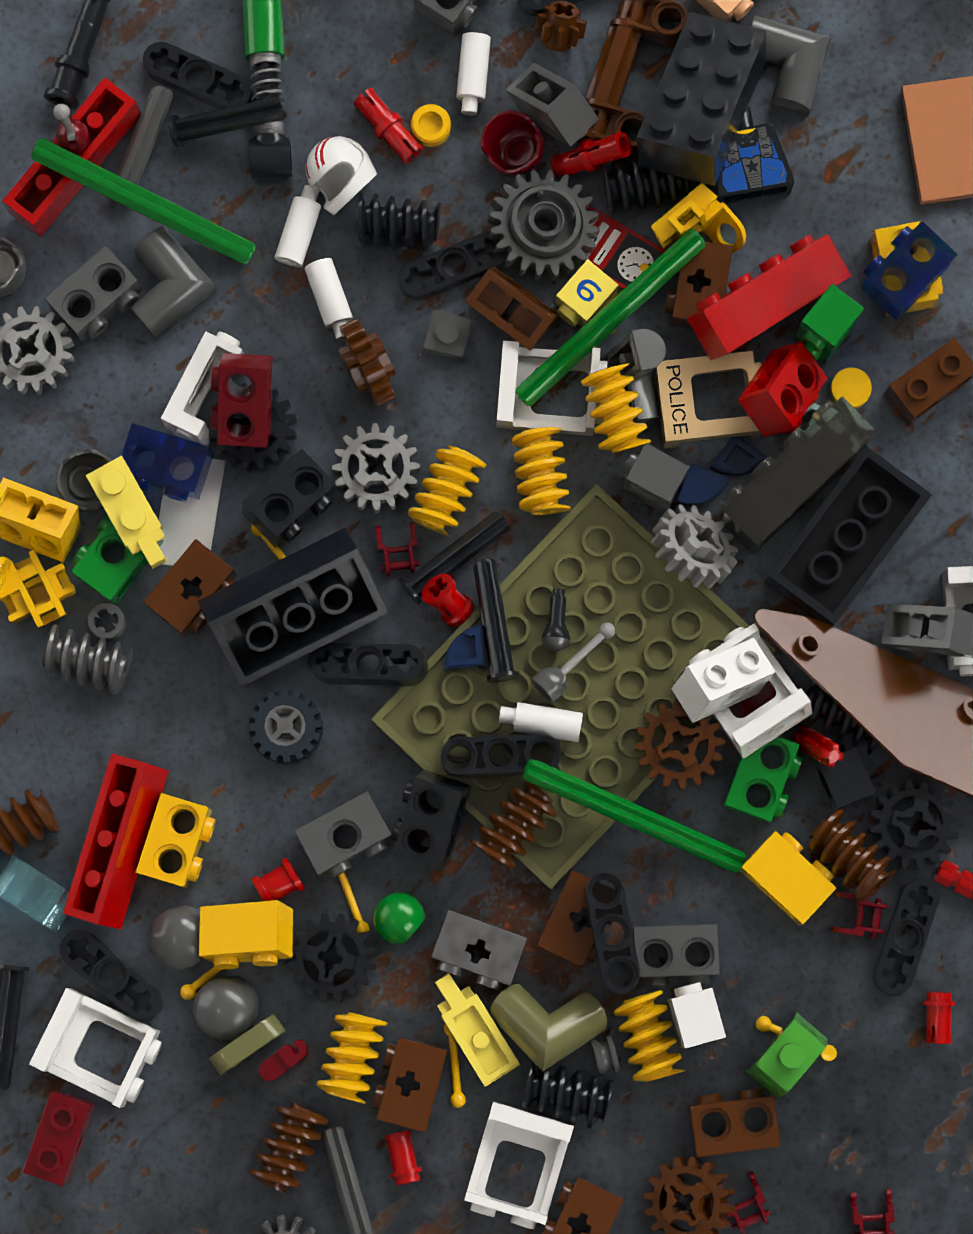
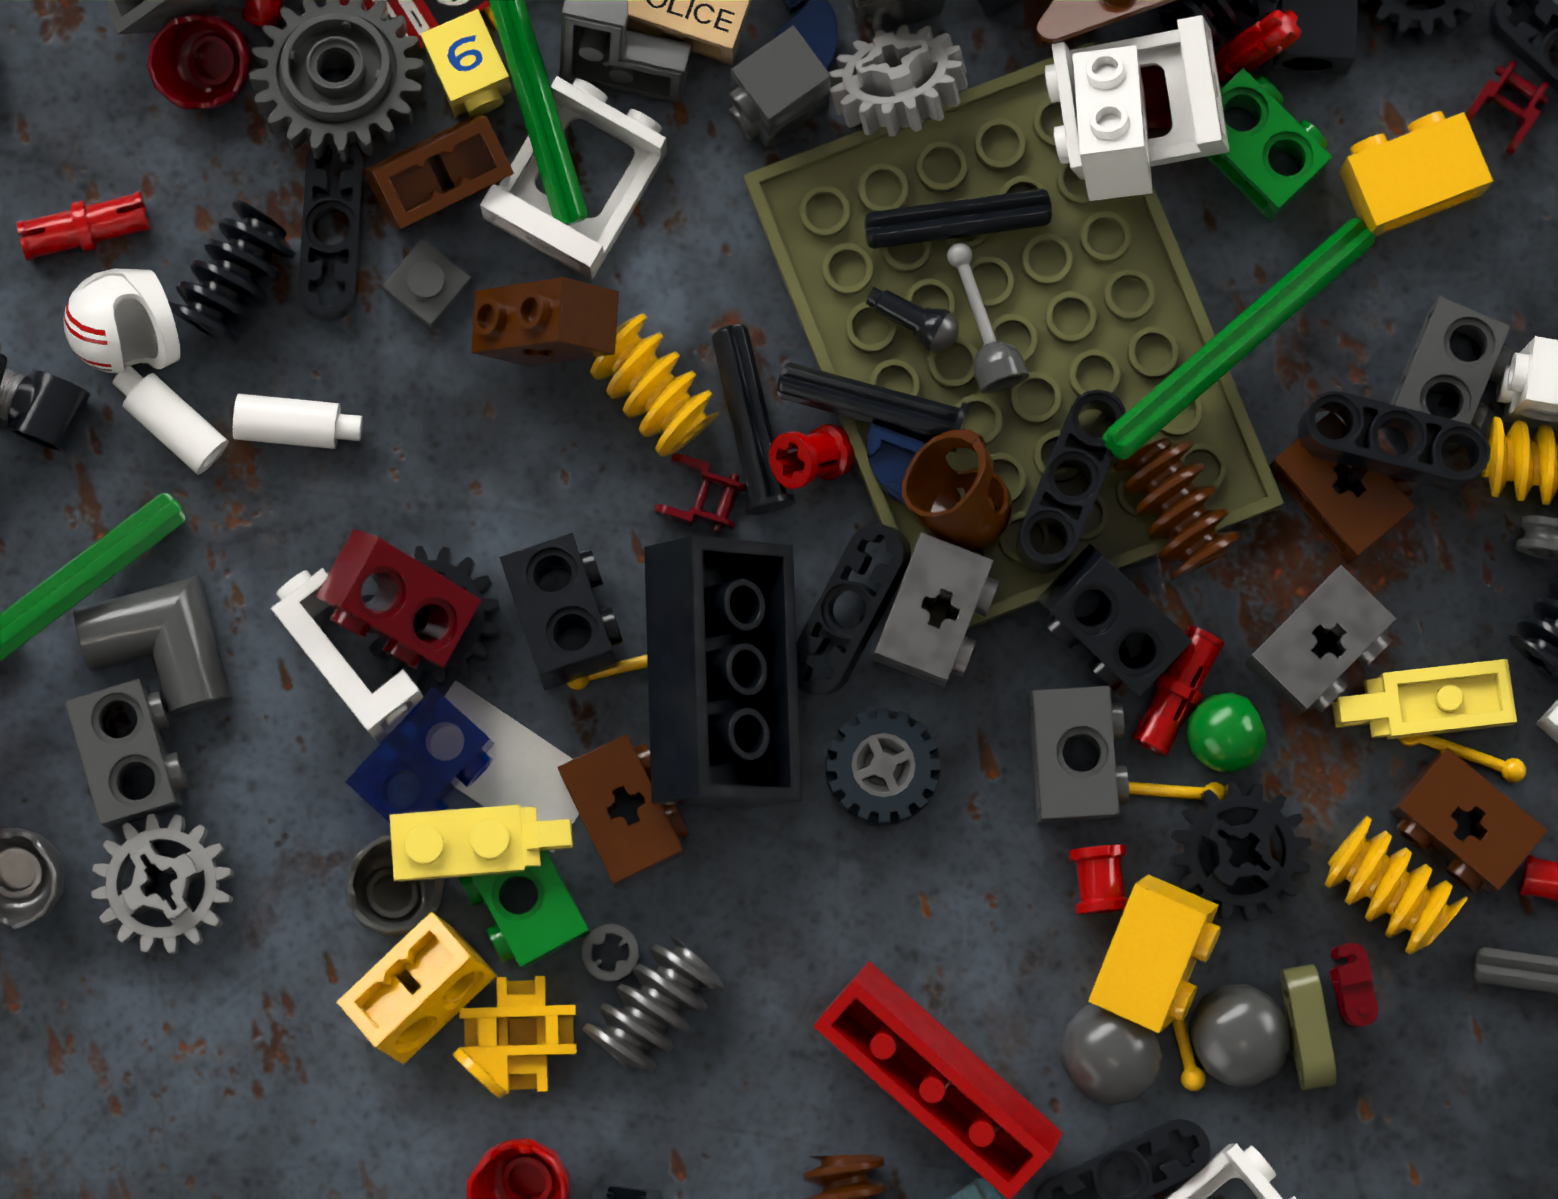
camera: 70 degrees left, 0 degrees up
(164, 838) = (963, 1009): yellow brick -> none
(288, 1147) = (1479, 1032): reddish brown piece -> none
(365, 701) = (936, 572): none -> flat silver brick
(367, 362) = (419, 408): reddish brown gear -> none
(389, 455) = (601, 460): light grey gear -> none
(411, 878) = (1177, 692): none -> red pin
(430, 125) = (111, 166): yellow tile -> none
(449, 691) = (935, 502): none -> reddish brown helmet
(450, 409) = (545, 321): none -> reddish brown brick
(473, 71) = (63, 70): white cylinder -> none
(539, 471) = (689, 244): yellow piece -> none
(543, 720) = (1048, 401): white cylinder -> none
(543, 1035) = (1485, 605): olive brick -> none
(615, 409) = (659, 92): yellow piece -> none
(628, 619) = (958, 218): none -> black axle
(688, 761) = (1194, 228): reddish brown gear -> none
(850, 856) = (1425, 73): reddish brown piece -> none

